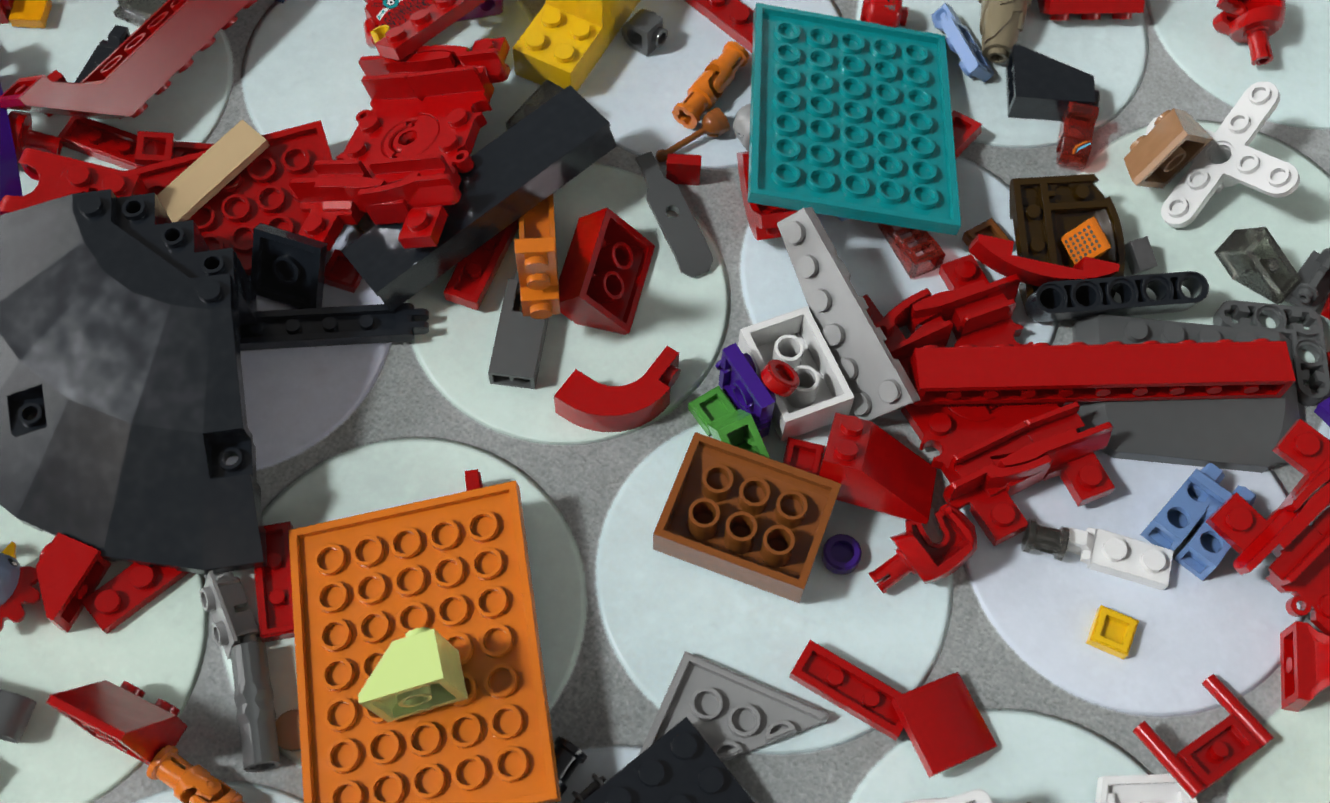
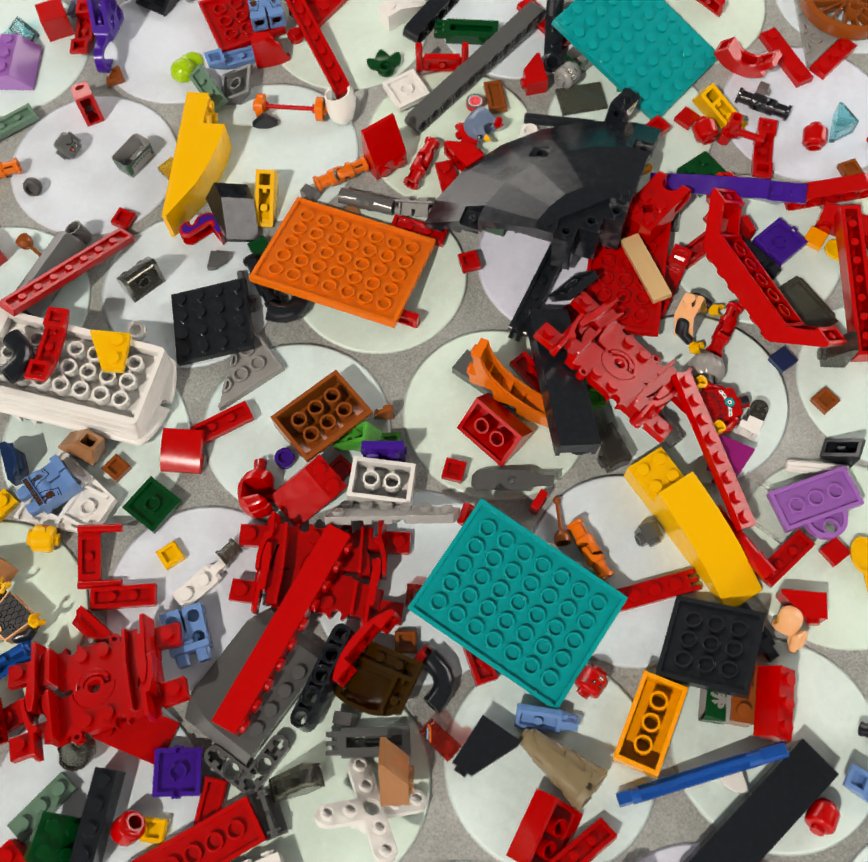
camera: 125 degrees right, 5 degrees up
(58, 45) = (780, 241): none -> dark purple plate
(116, 652) = (421, 163): none -> red piece
(265, 97) = (690, 316): none -> torso
(266, 60) = (725, 328): none -> red piece
(308, 457) = (469, 261): none -> red plate
(339, 55) = (707, 365): none -> light grey plant
(414, 676) = (326, 244): yellowish green slope -> none
(582, 710) = (288, 311): none -> black cylinder
(618, 407) = (420, 390): red arch -> none
(671, 441) = (385, 413): none -> dark orange tile
(704, 297) = (453, 470): none -> red plate
(780, 378) = (373, 460): red tile -> none
(989, 208) = (424, 653): none -> red tile
(997, 171) = (443, 682): none -> black cylinder
(1063, 712) = (152, 504): none -> dark green plate
(1086, 241) = (362, 680): orange slope -> none
(1139, 207) = (396, 734): none -> dark grey hinge
(1227, 655) = (123, 597): none -> red plate

